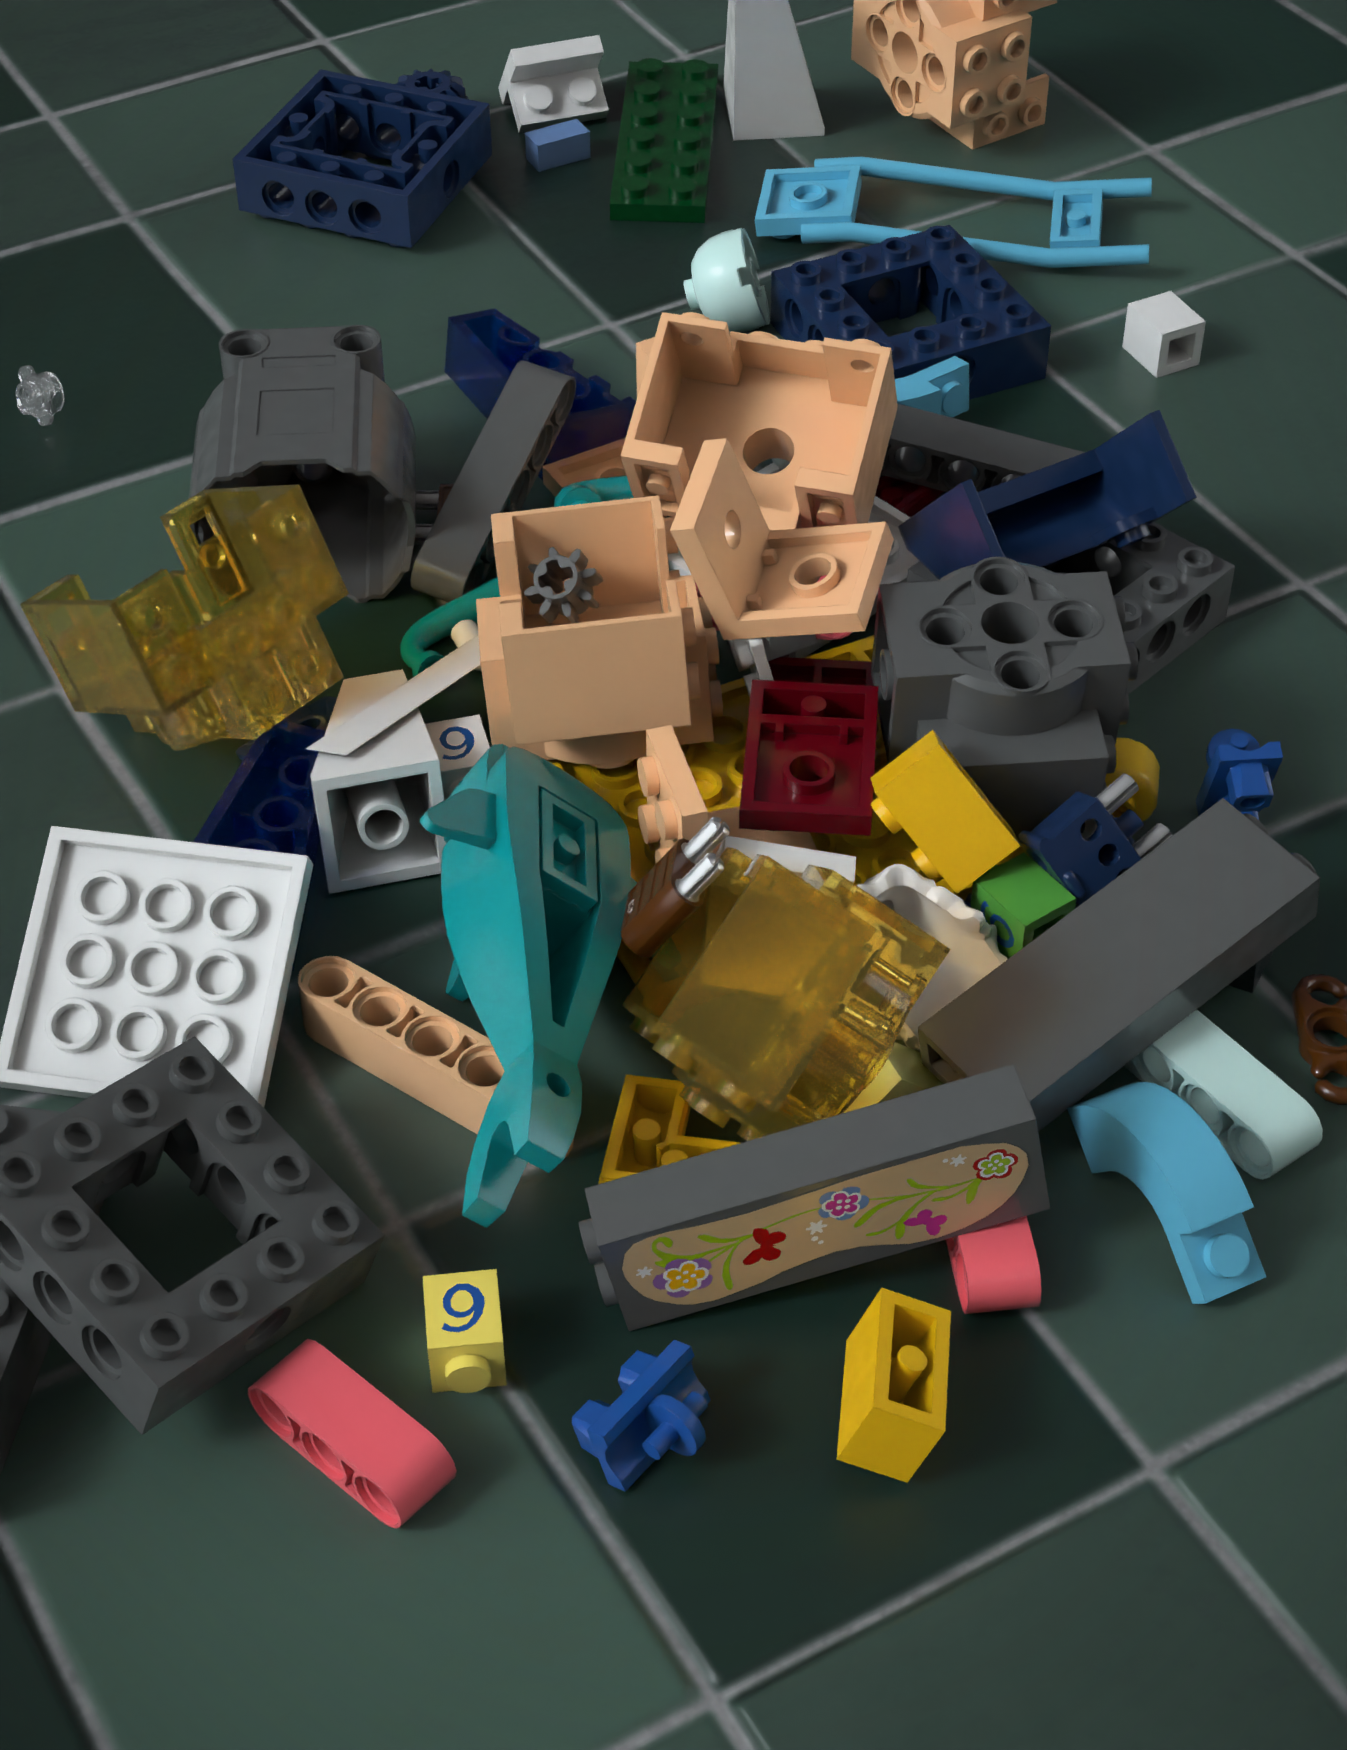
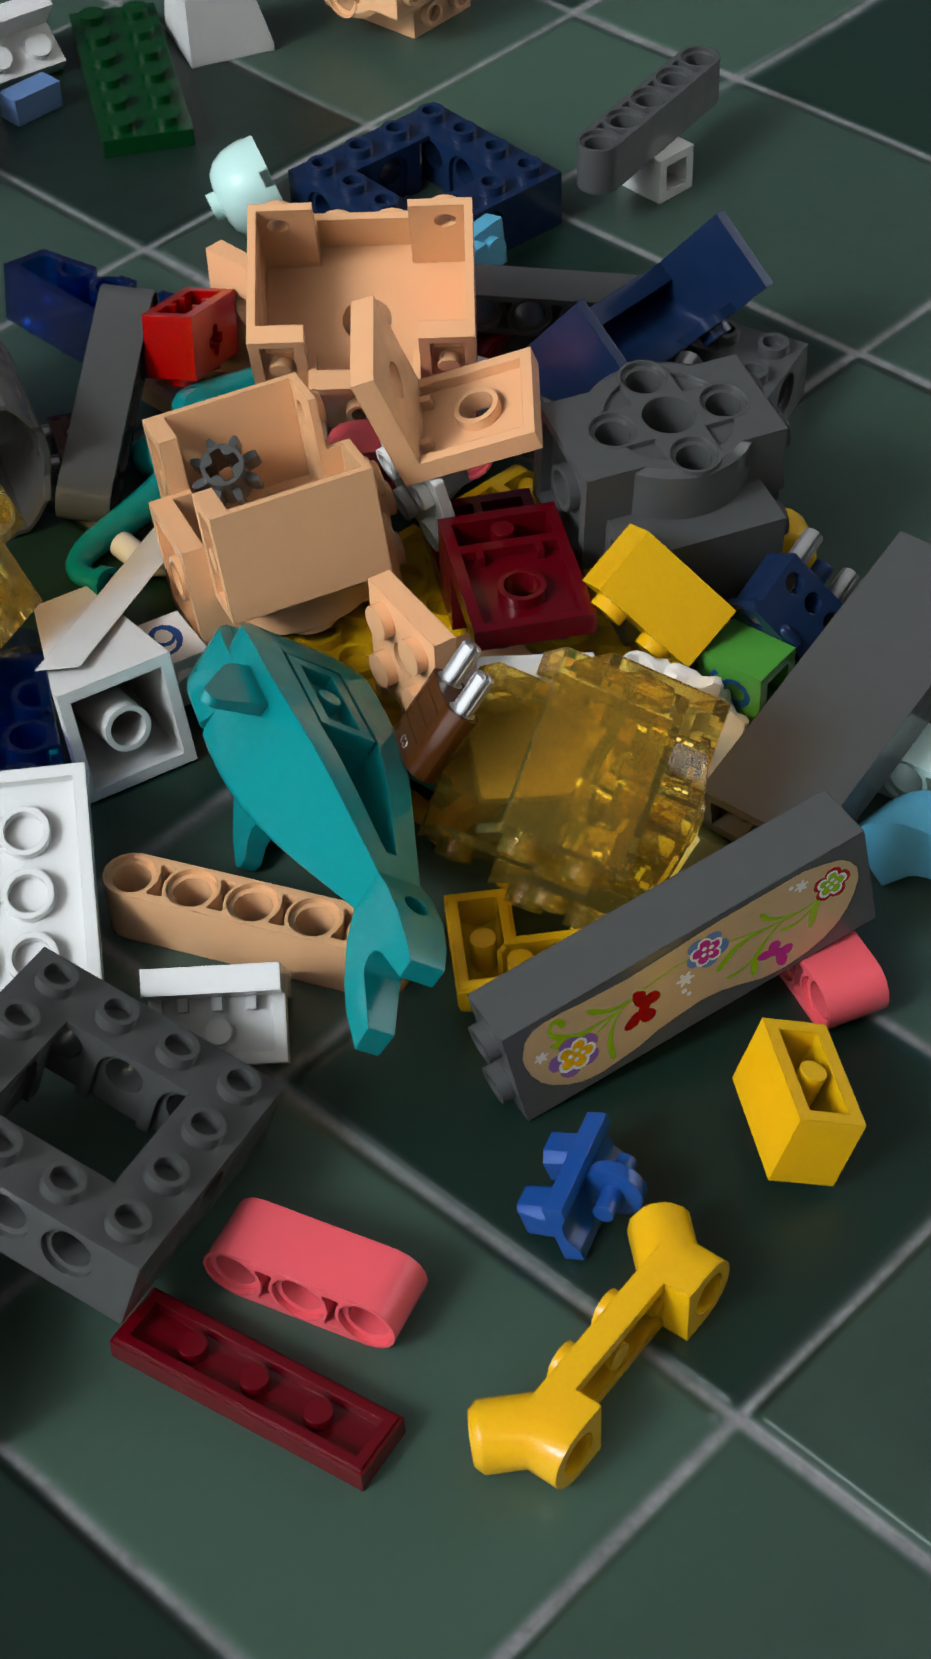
camera: 15 degrees left, 0 degrees up
(257, 1536) = (258, 1388): none -> dark red tile
(365, 1143) = (227, 1005): none -> white bracket
(464, 1331) = (385, 1156): light yellow brick -> none
(519, 1655) = (559, 1423): none -> yellow plate
(588, 429) = (190, 334): none -> red brick
(824, 202) = (304, 106): medium azure plate -> none
(1161, 286) = (647, 120): none -> dark grey beam
(1239, 772) = (879, 517): blue hips -> none

